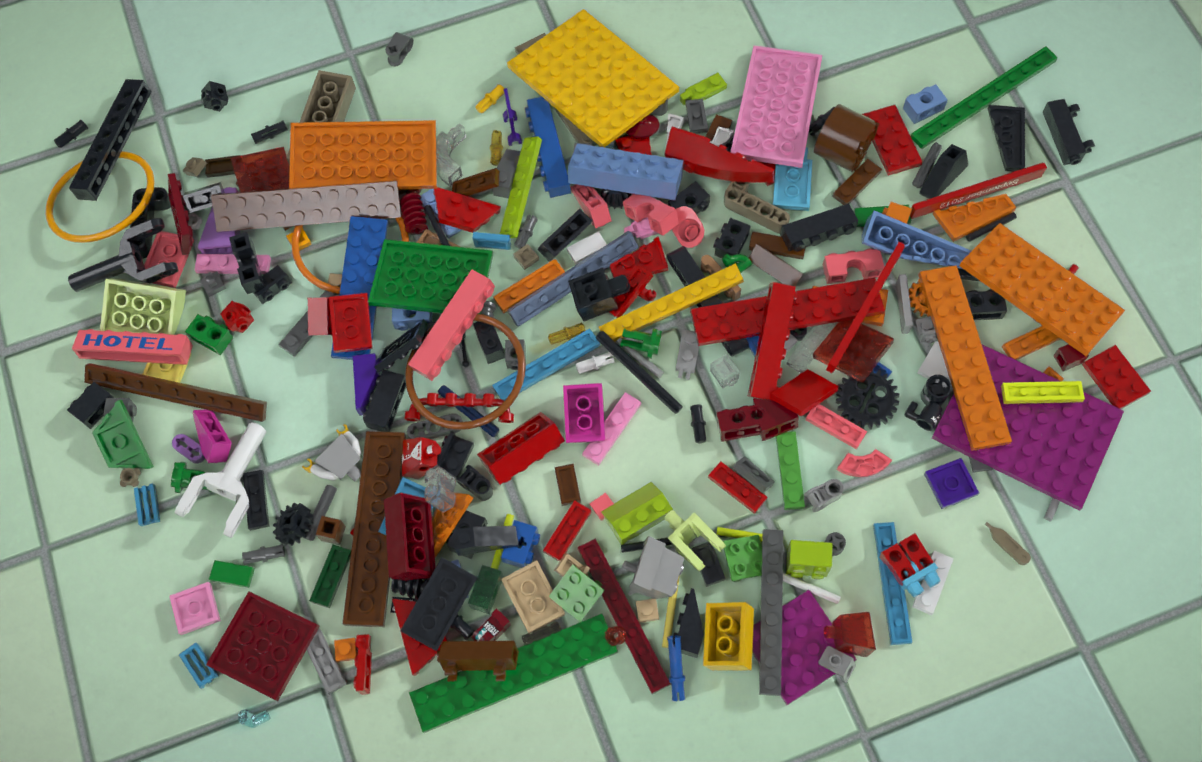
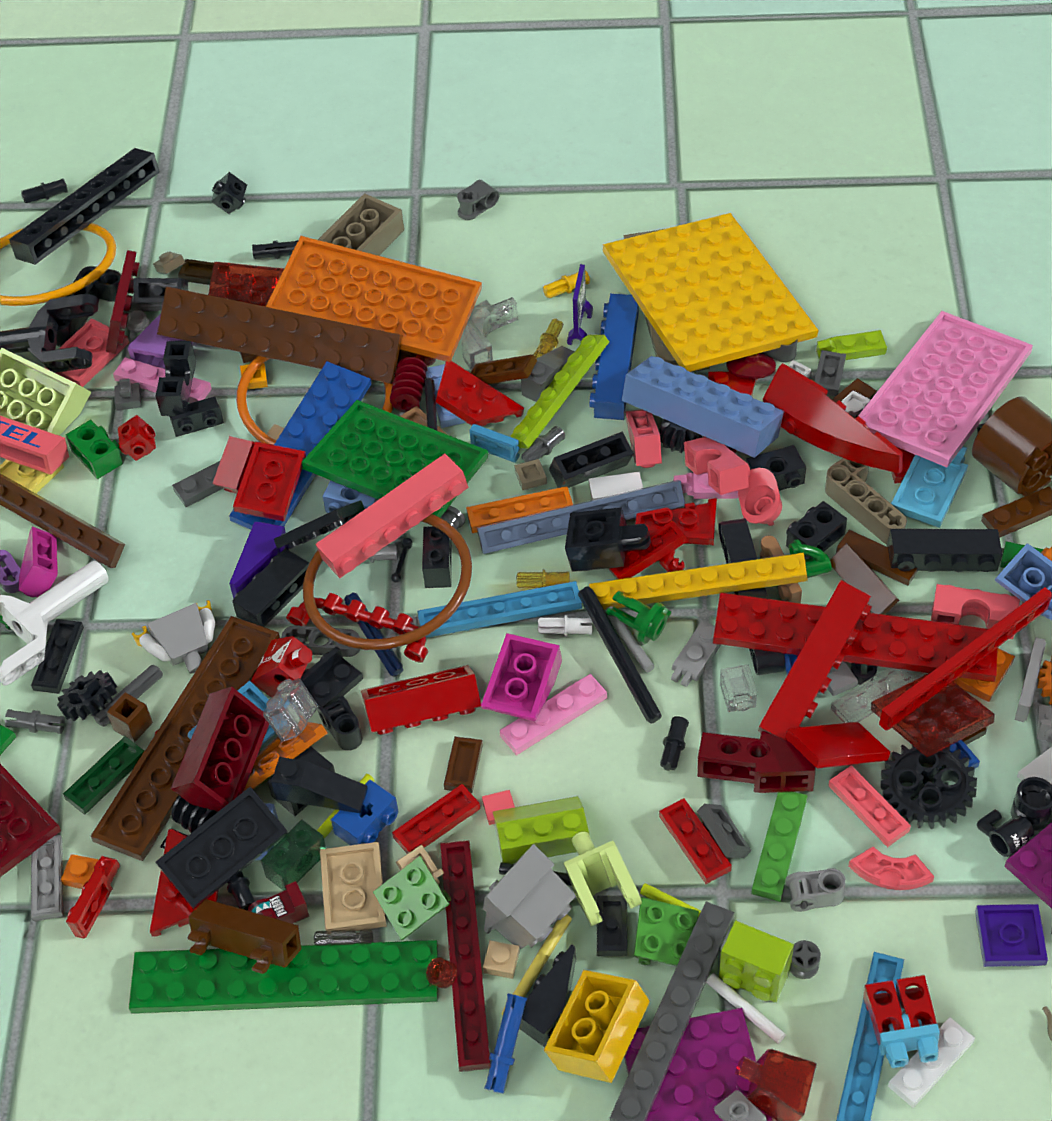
camera: 20 degrees right, 15 degrees down
(511, 362) = (475, 583): dark grey brick -> none

